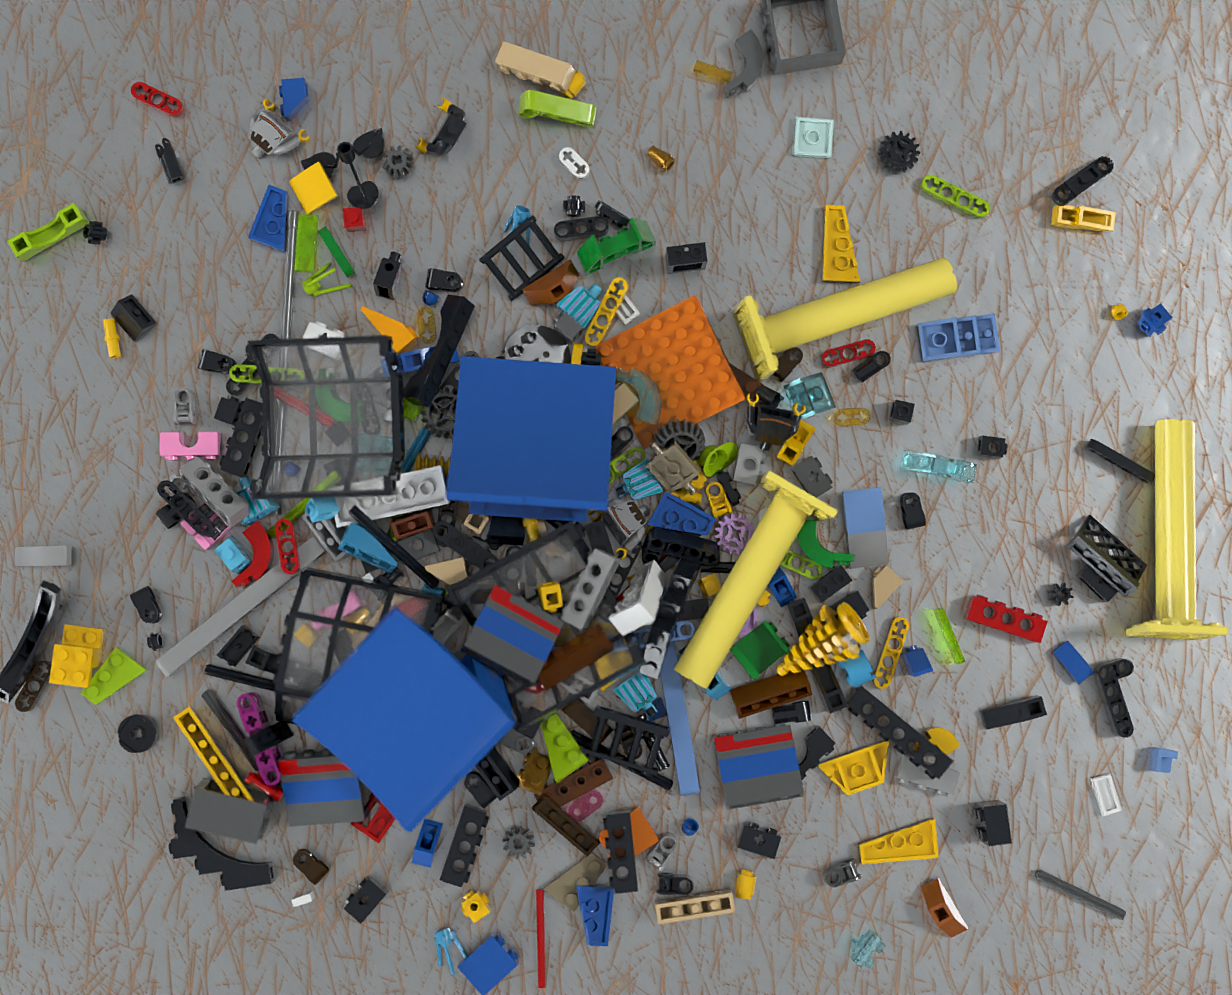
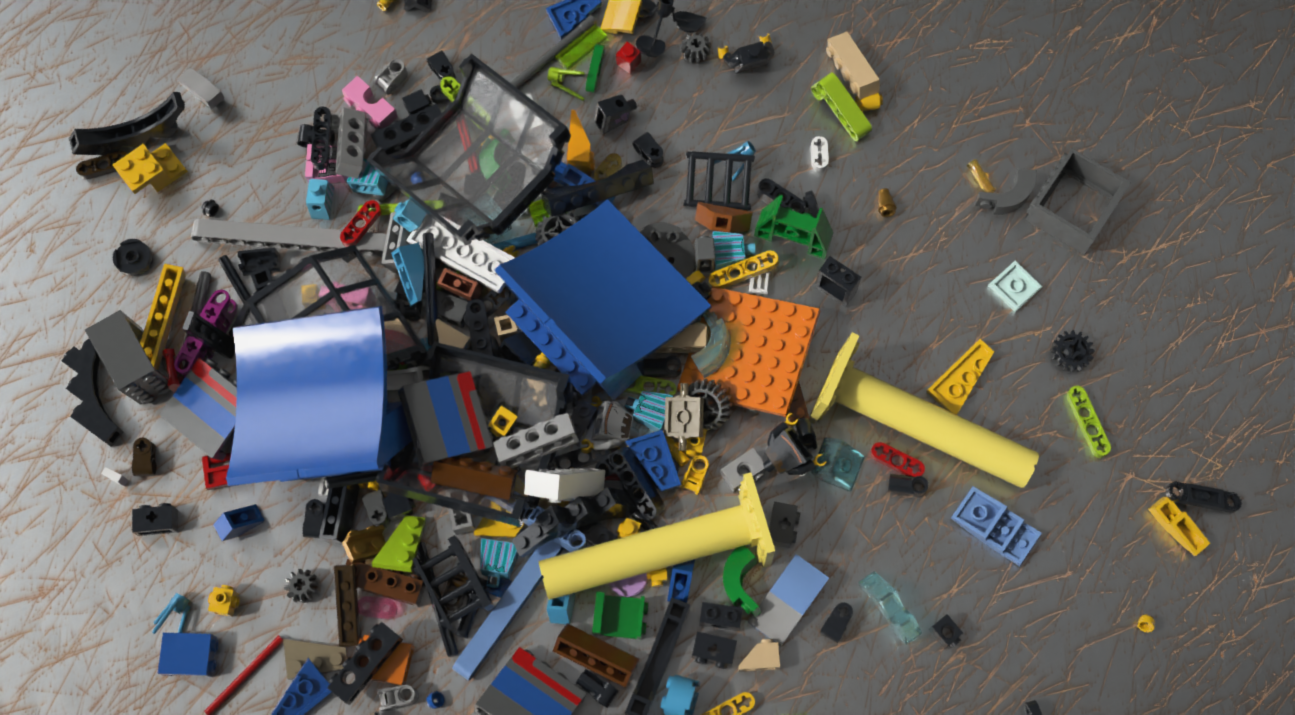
camera: 50 degrees right, 15 degrees down
(112, 675) = (160, 205): lime wing -> none
(145, 601) = (230, 180): black piece -> none
(262, 557) = (339, 216): red arch -> none
(429, 298) = (628, 153): blue hinge -> none
(450, 873) = (232, 558): black brick -> none
(574, 206) = (790, 179): black gear -> none
(584, 717) = (440, 531): dark brown beam -> none
(717, 458) = (724, 444): lime piece -> none
(724, 540) = (676, 510): lavender gear -> none
(732, 494) = (710, 481): black plate -> none
(786, 365) = (839, 424): dark brown piece -> none
(786, 563) = (707, 568): lime beam -> none
(794, 446) = (794, 487): yellow brick -> none
(827, 640) = (676, 651): yellow plant -> none
(852, 421) = (859, 505): clear yellow beam -> none
(901, 412) = (898, 539): black brick -> none
(1154, 320) = (1170, 654): blue brick -> none

